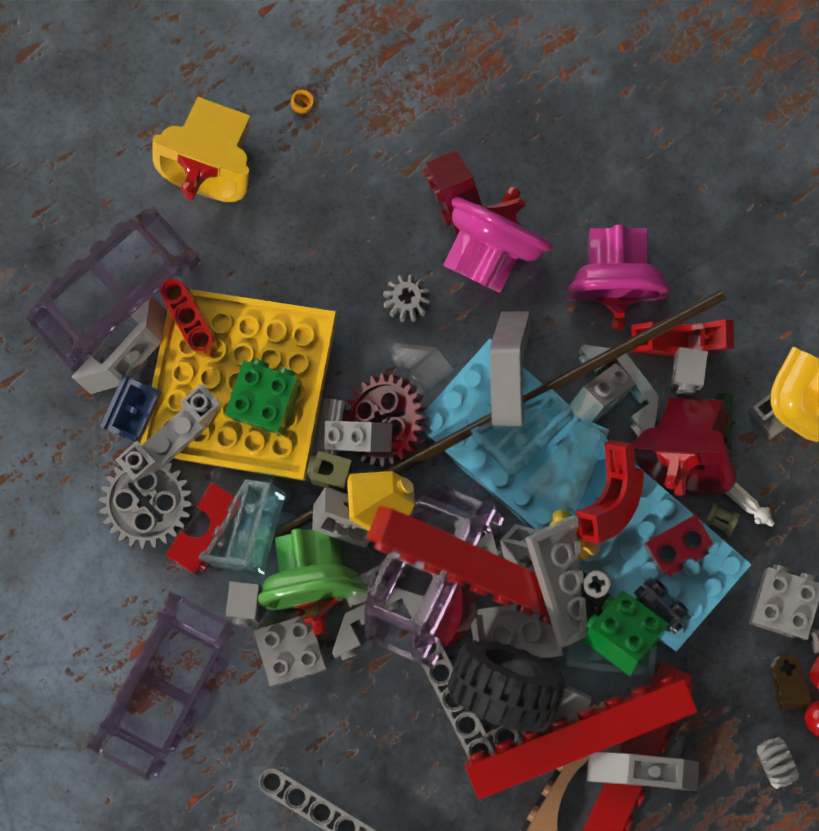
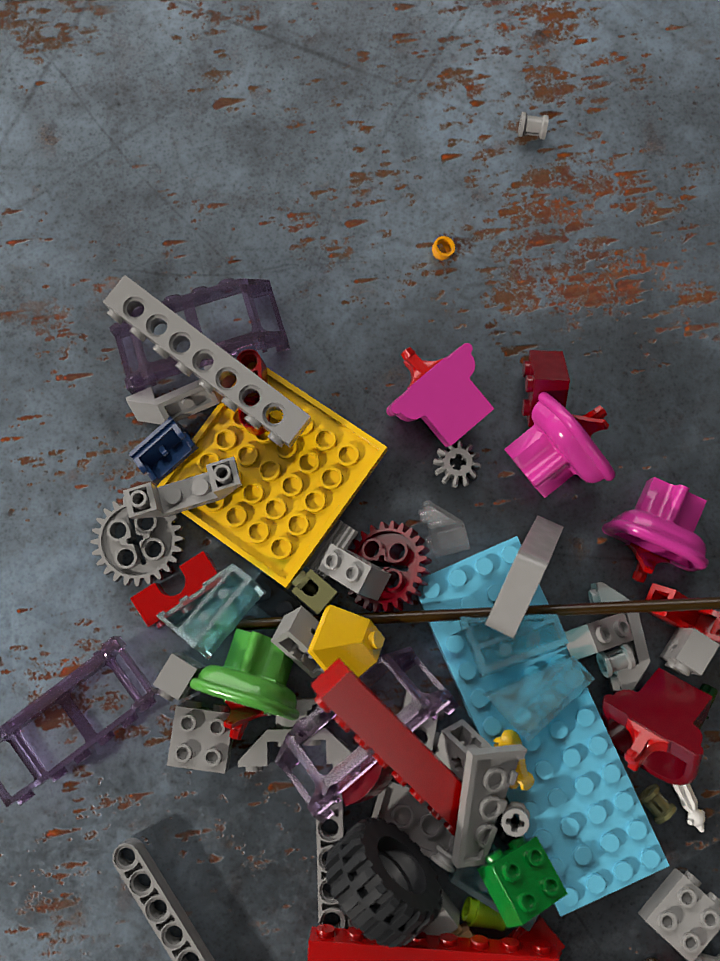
camera: 25 degrees right, 0 degrees up
(40, 279) = (129, 295): none -> light grey brick
(205, 153) = (336, 252): yellow piece -> none
(263, 397) = (285, 495): green brick -> none
(363, 241) = (442, 394): none -> dark pink piece
(553, 650) = (443, 858): none -> light grey bush
(609, 686) = (480, 915): none -> lime cone
(619, 498) = (573, 748): red arch -> none
(626, 408) = (615, 660): none -> light grey bush
(656, 596) = (567, 857): black hinge -> none
(675, 539) = (610, 810): dark red brick -> none

